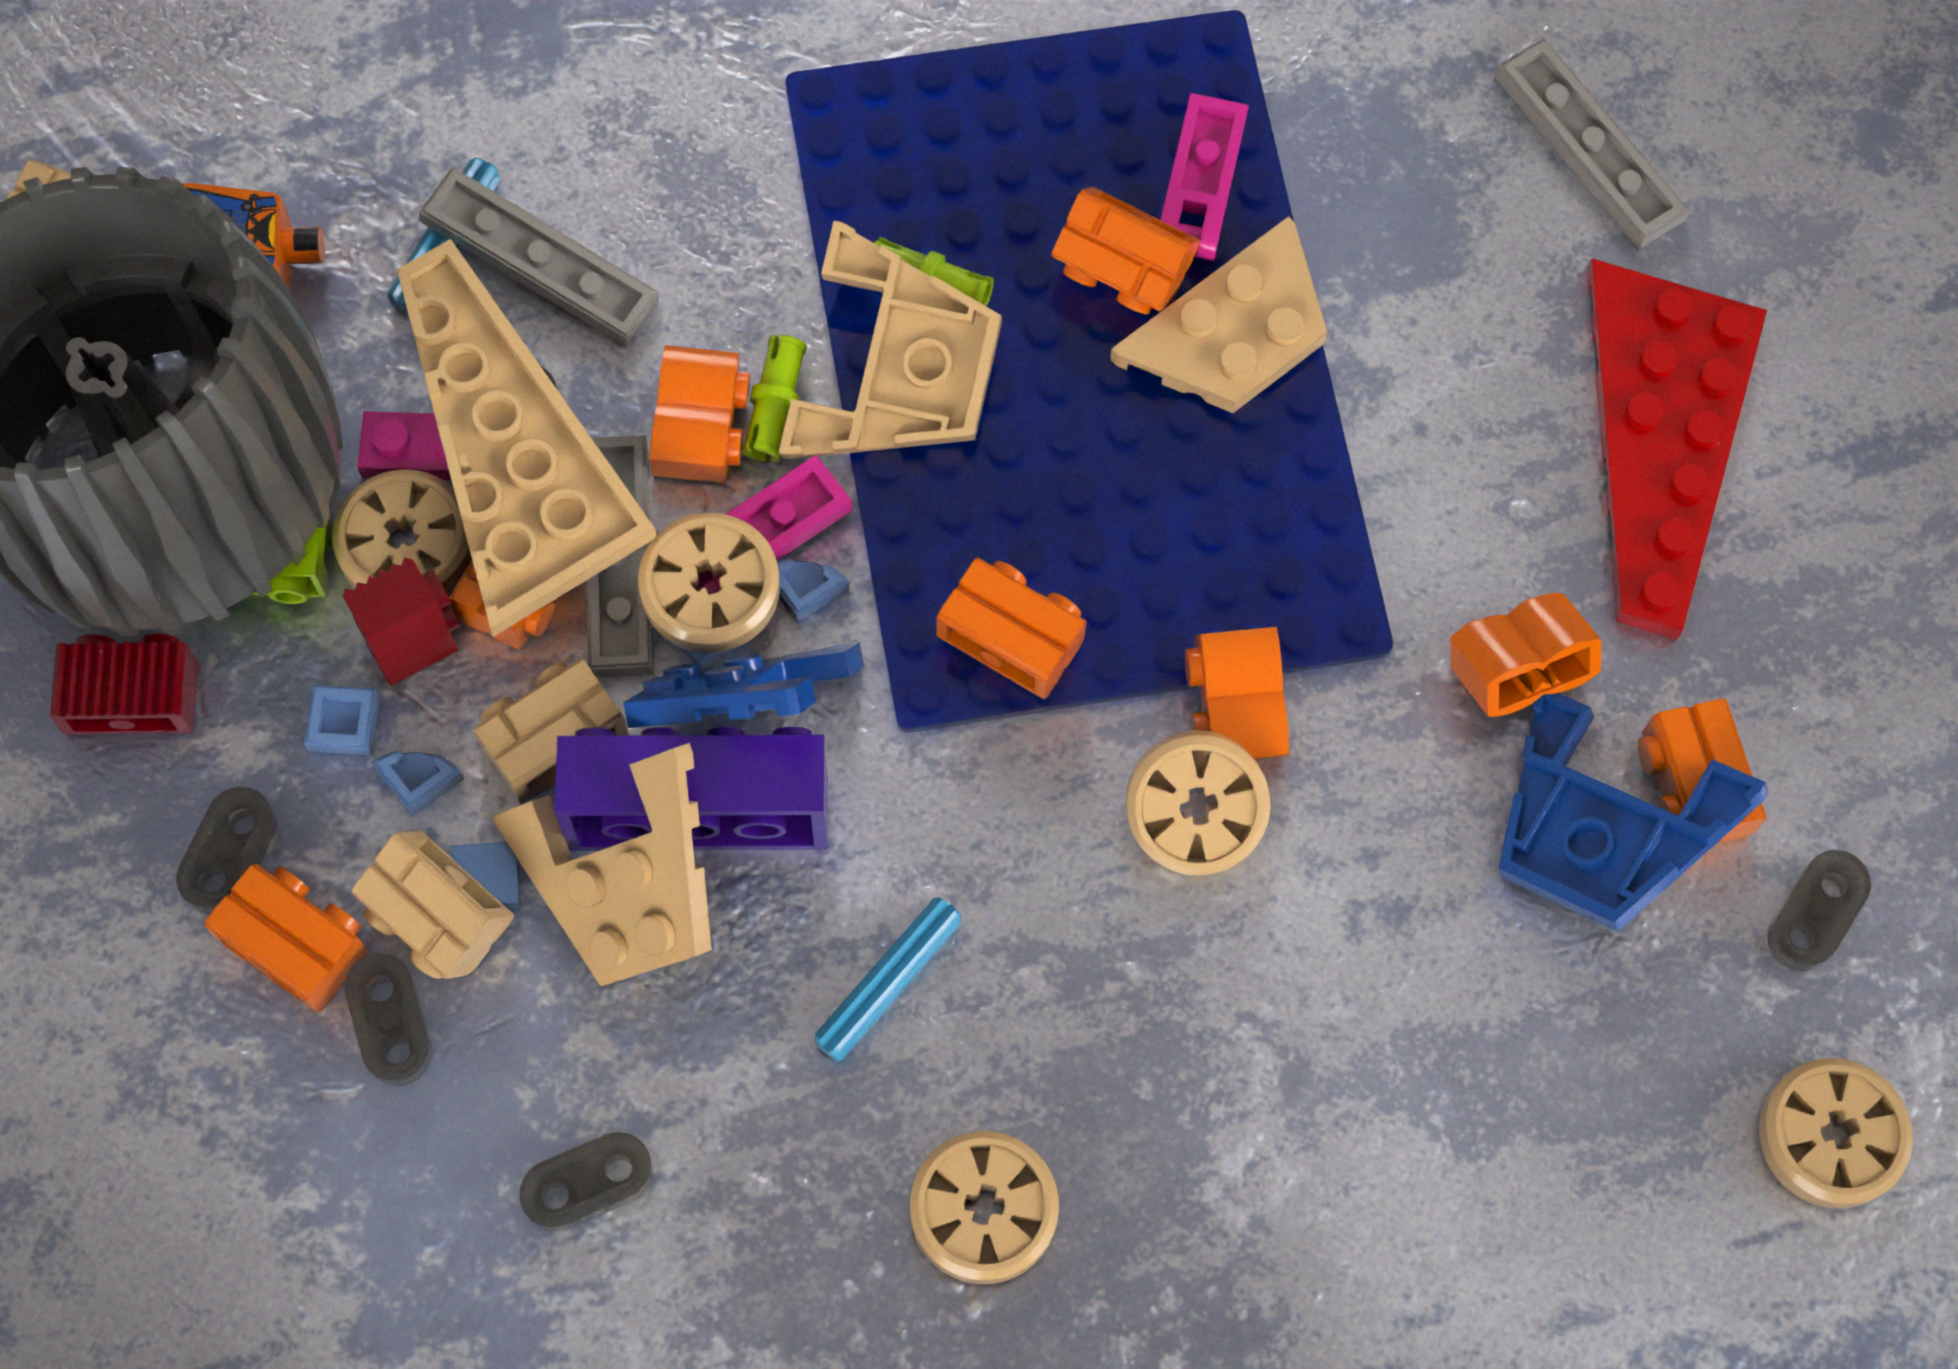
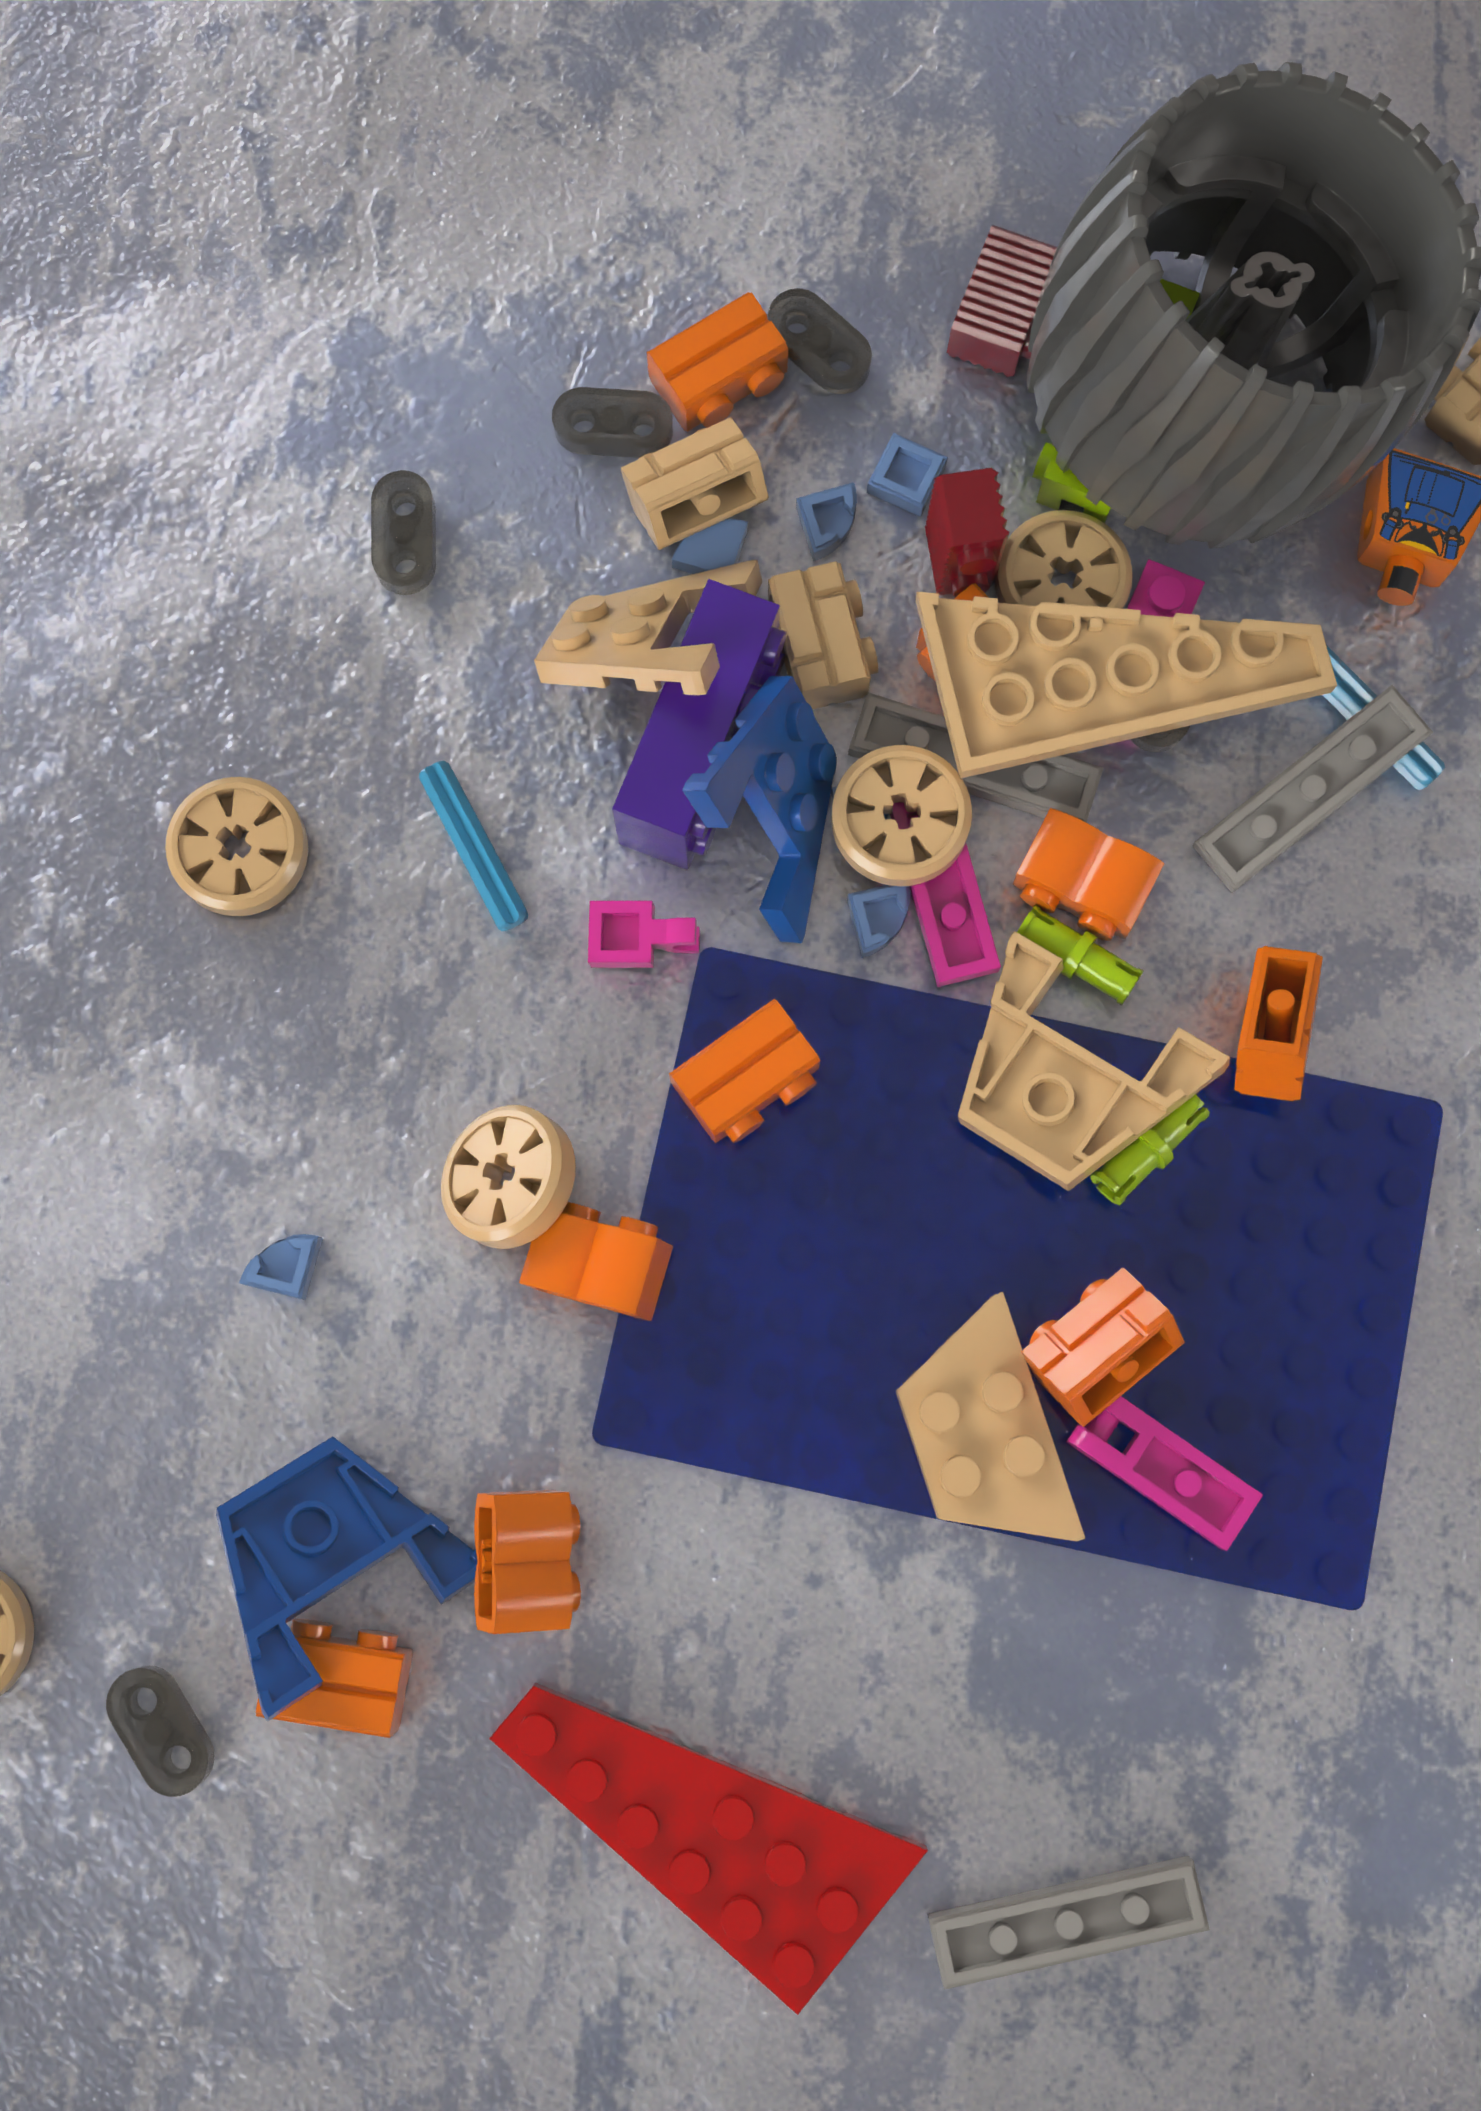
camera: 115 degrees right, 10 degrees up
(777, 204) = (1278, 1023): none -> orange brick
(917, 793) = (627, 933): none -> dark pink plate
(1366, 986) = (285, 1266): none -> medium blue tile

